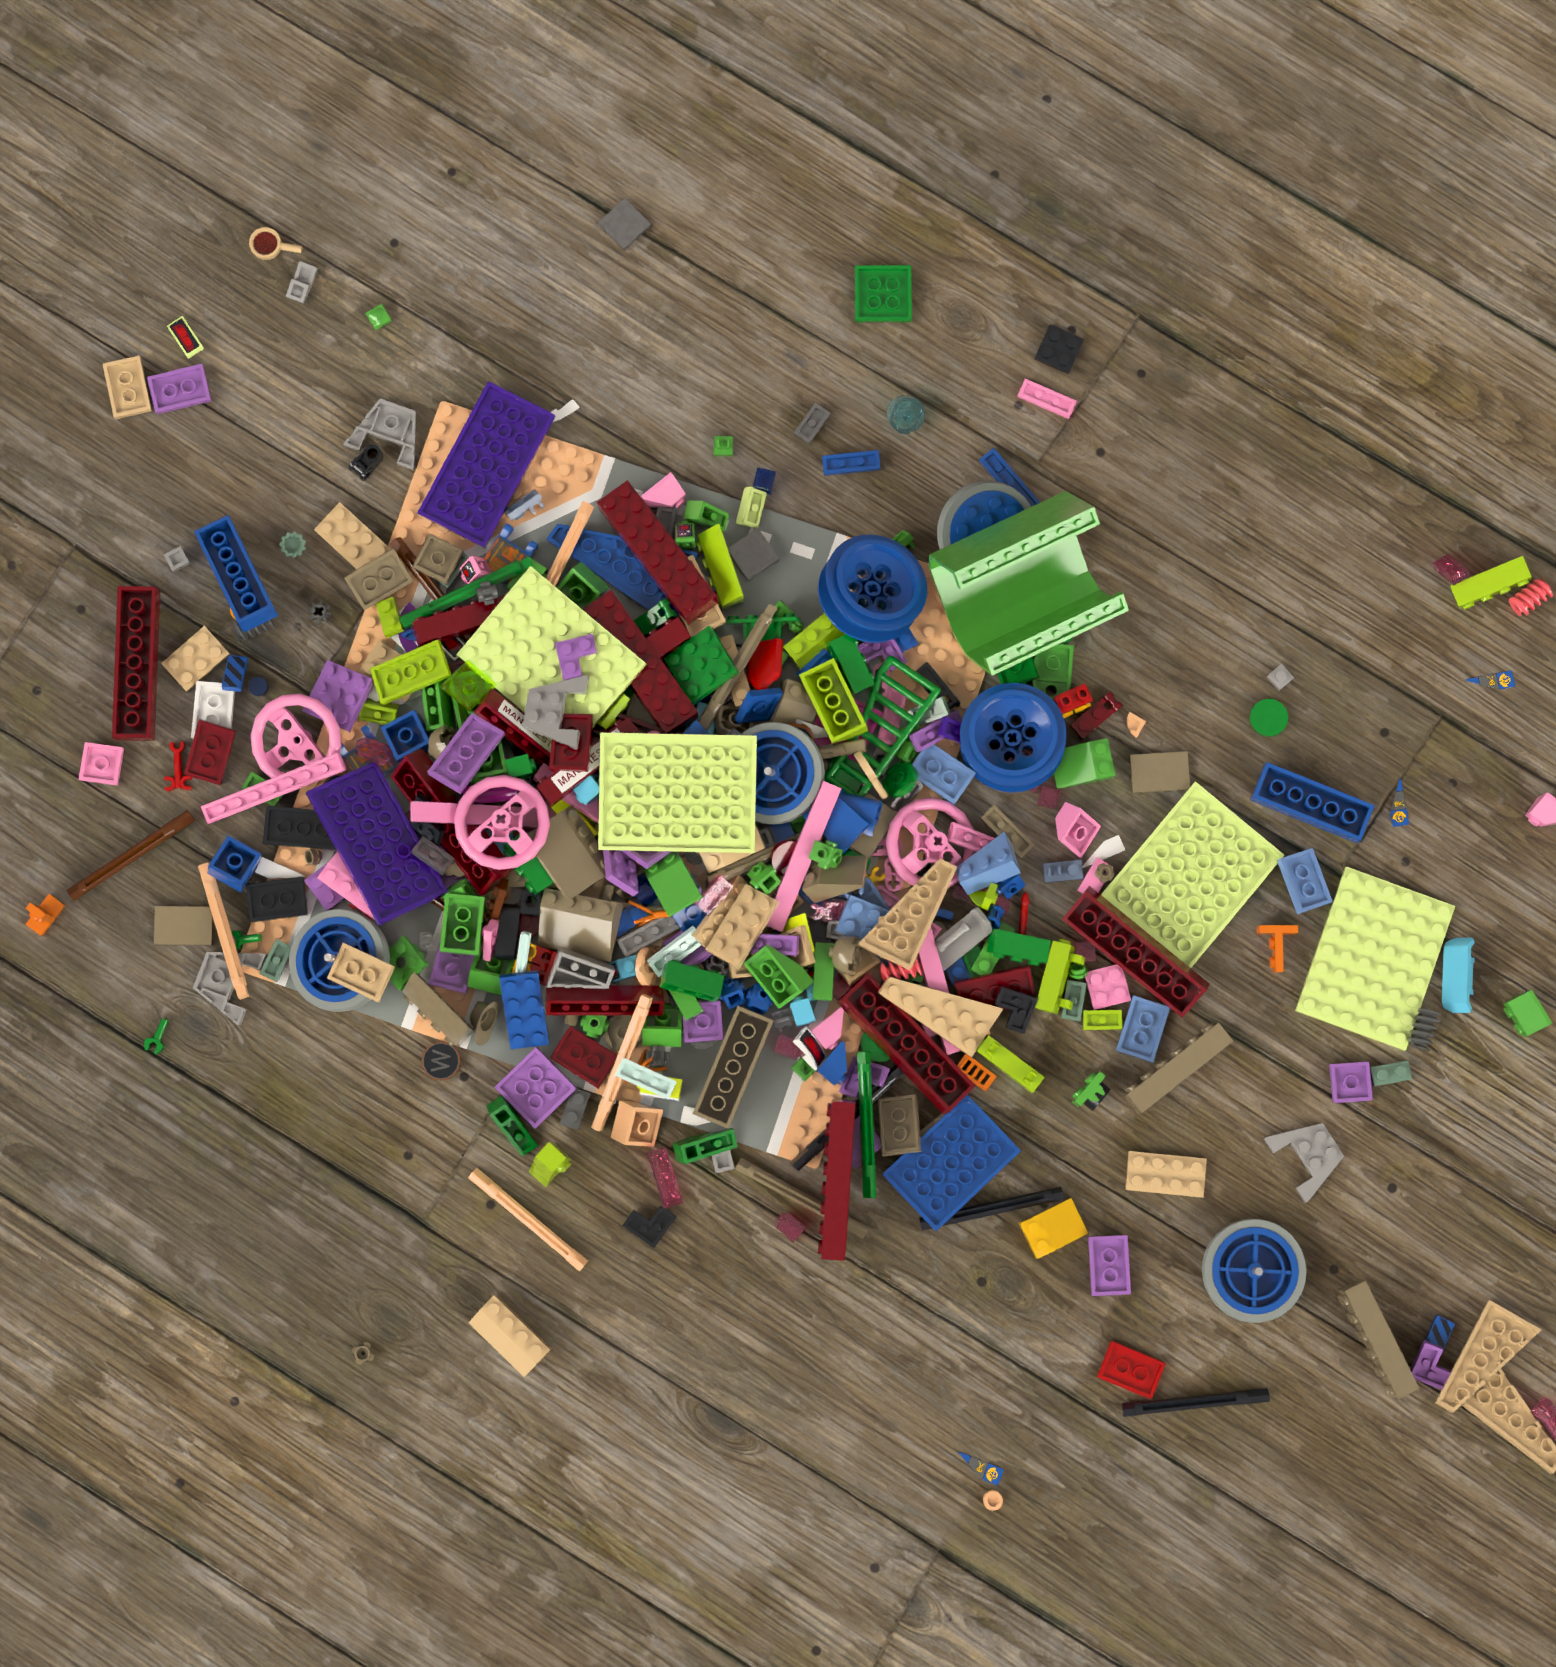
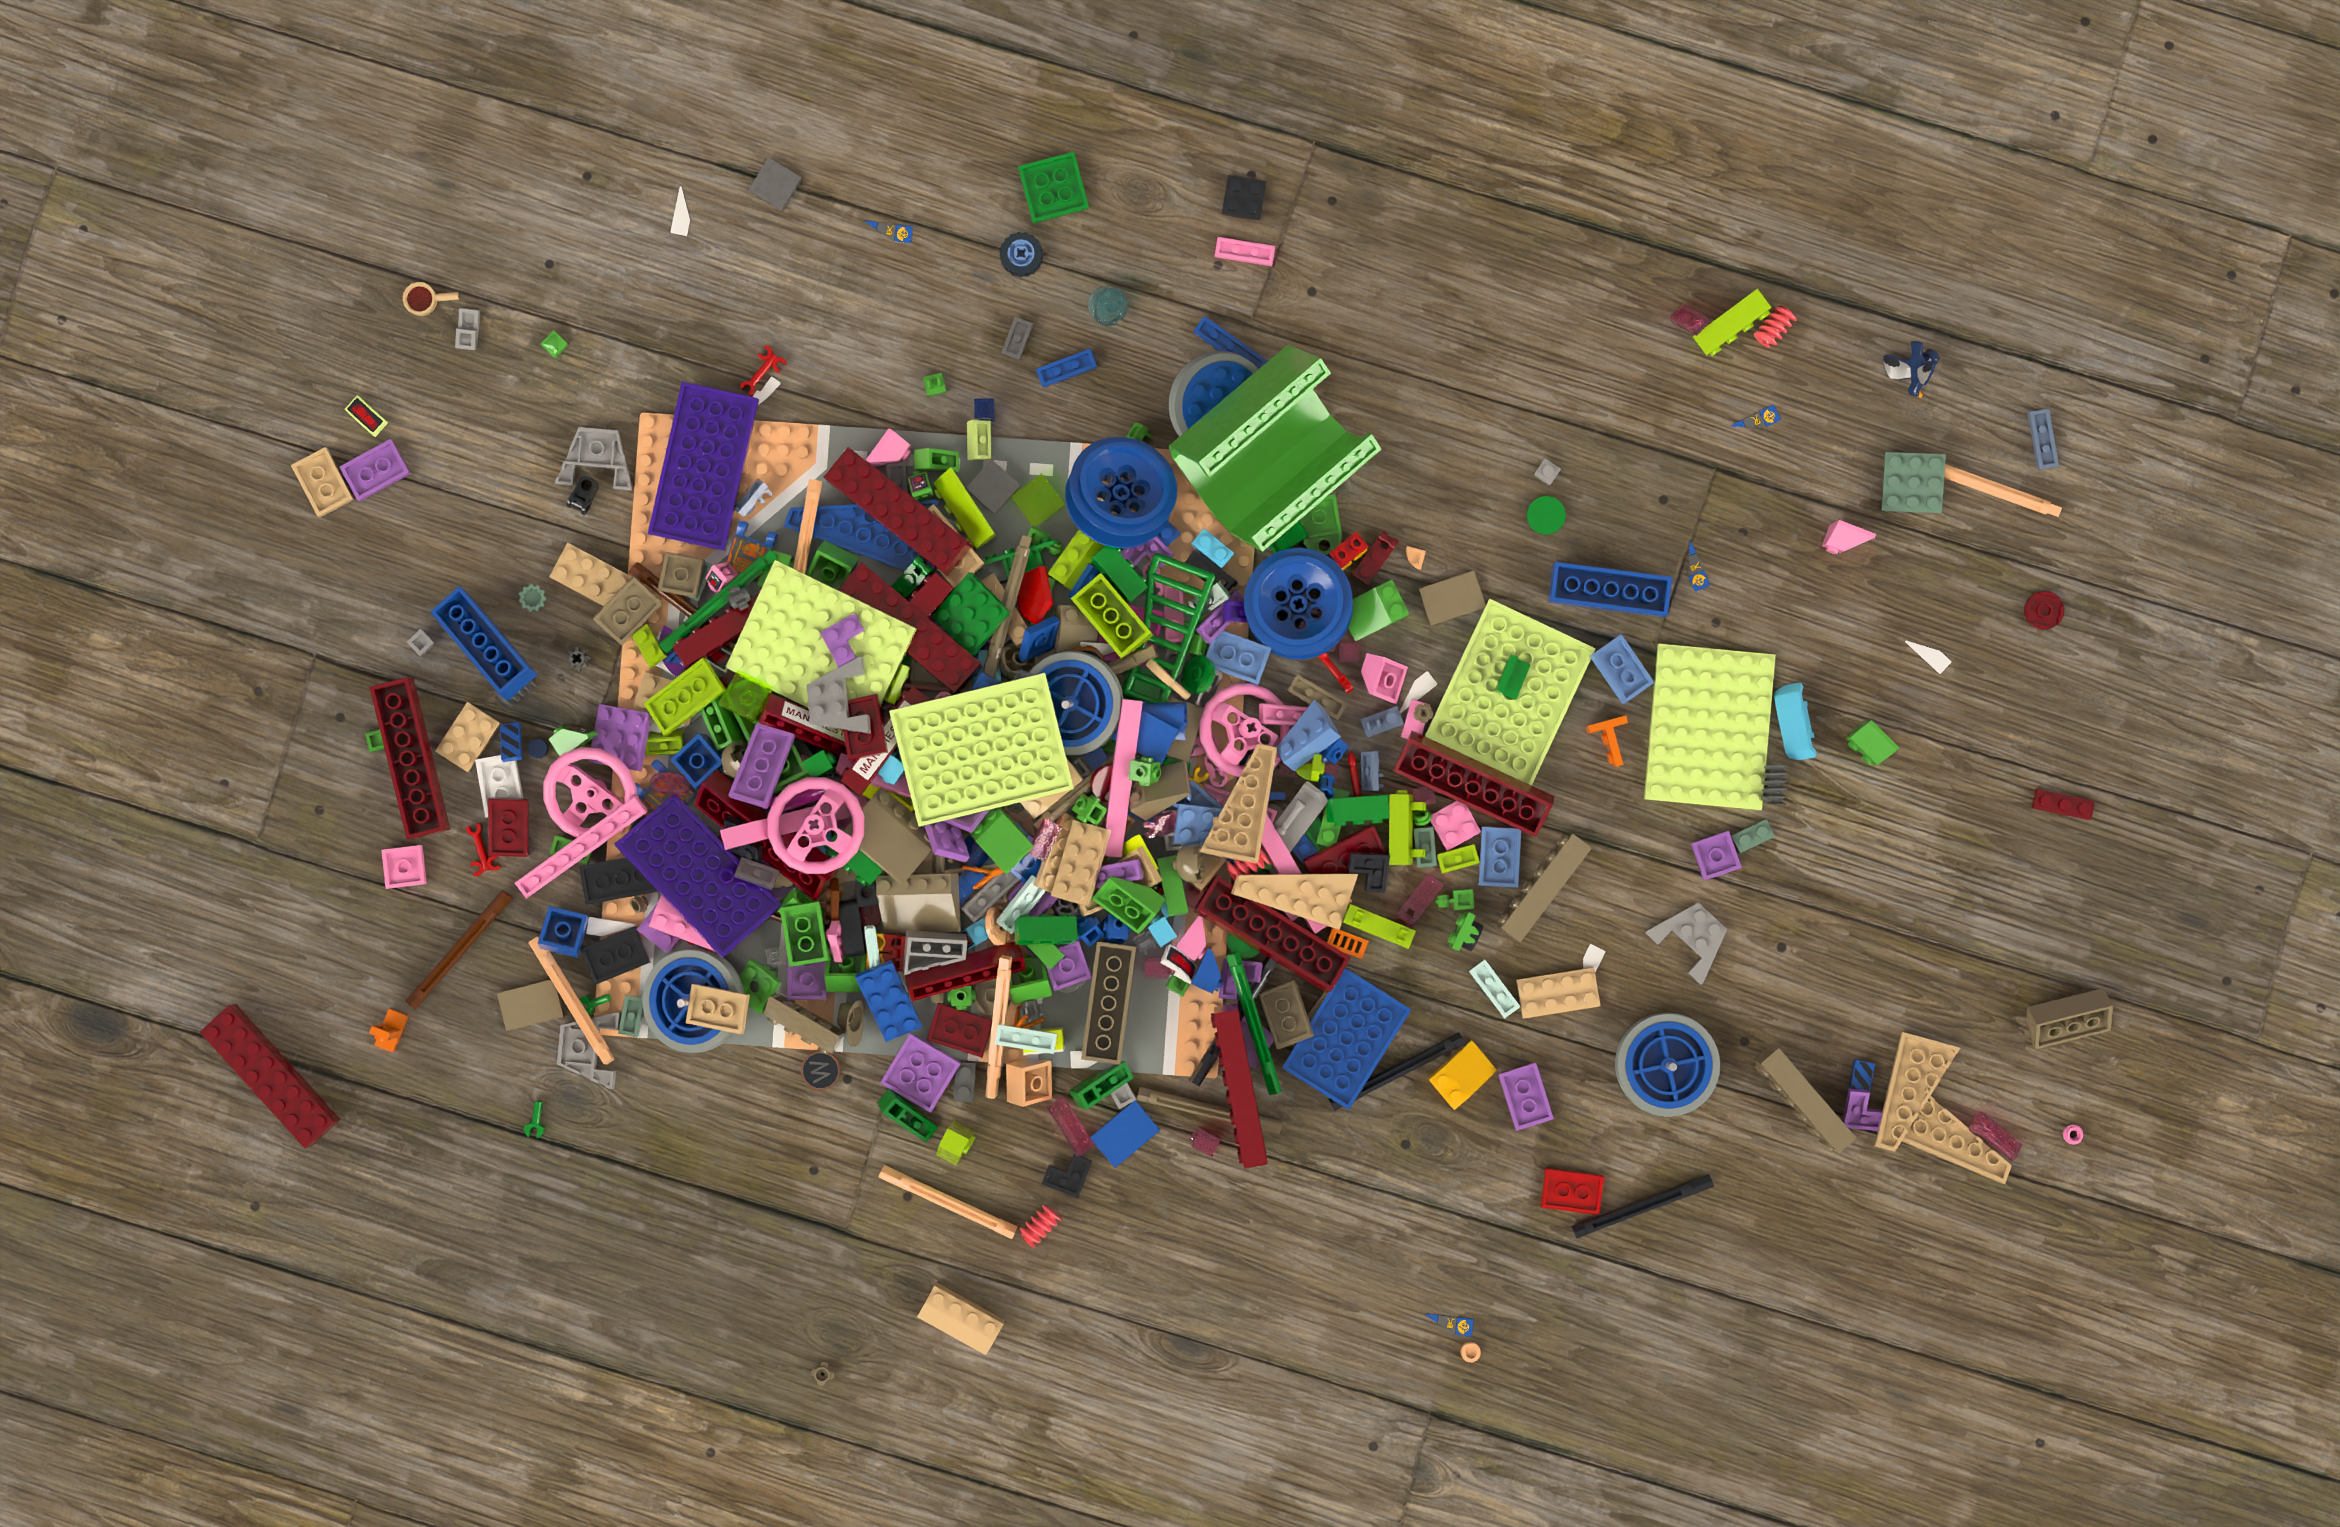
camera: 15 degrees left, 5 degrees up
(107, 639) = (374, 741): none -> bright green tile
(292, 683) = (570, 738): none -> slope
(528, 231) = (681, 217): none -> white sticker
(576, 384) = (770, 360): none -> red bar
(609, 1264) = (1039, 1225): none -> coral piece
(715, 1199) = (1125, 1133): none -> blue tile
(722, 295) = (897, 233): none -> sticker
(791, 578) = (1038, 500): none -> clear neon green plate
(836, 347) = (1021, 254): none -> black wheel
(944, 665) = (1212, 549): none -> medium azure brick
(1035, 819) = (1341, 678): none -> red bar
(1039, 914) = (1369, 771): none -> sand blue plate
(1055, 1049) = (1419, 900): none -> clear pink plate
(1095, 1060) = (1461, 899): none -> bright green plate
(1105, 1153) = (1494, 988): none -> light aqua plate
(1198, 861) = (1512, 677): none -> green panel
(1208, 1149) = (1593, 957): none -> white sticker

